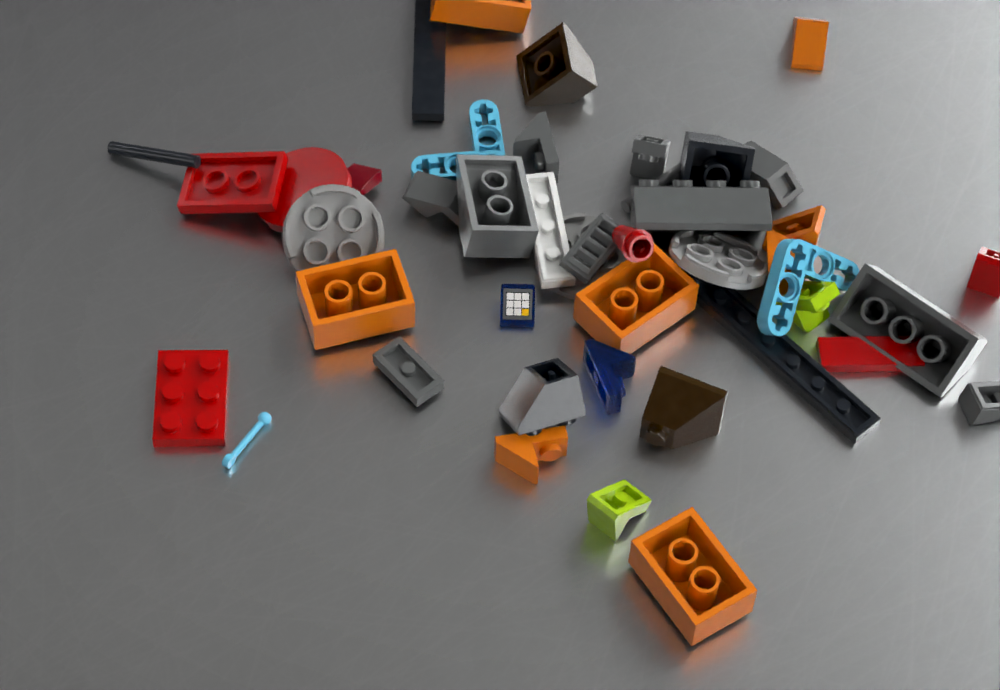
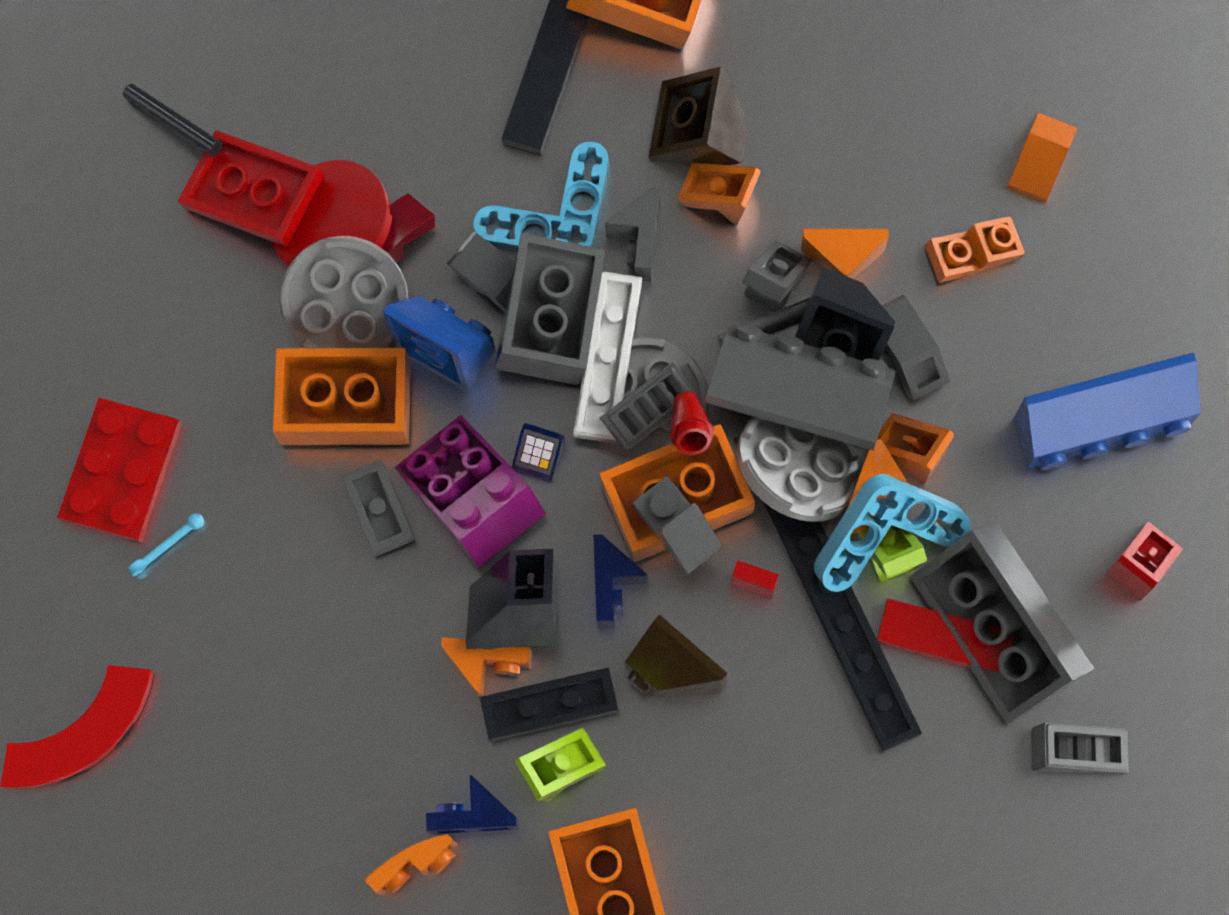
camera: 25 degrees right, 20 degrees up
(226, 594) = (84, 741): none -> red tile
(422, 240) = (440, 338): none -> blue slope
(478, 342) = (471, 490): none -> magenta slope
(528, 601) = (426, 856): none -> orange slope
(571, 557) = (486, 815): none -> clear blue slope
(588, 104) = (719, 188): none -> orange slope
(592, 469) = (549, 704): none -> black plate
(650, 310) = (677, 524): none -> dark grey slope
(700, 118) = (844, 249): none -> orange slope
(715, 346) = (754, 579): none -> red tile
(788, 107) = (975, 250): none -> orange slope
(925, 175) = (1109, 412): none -> slope

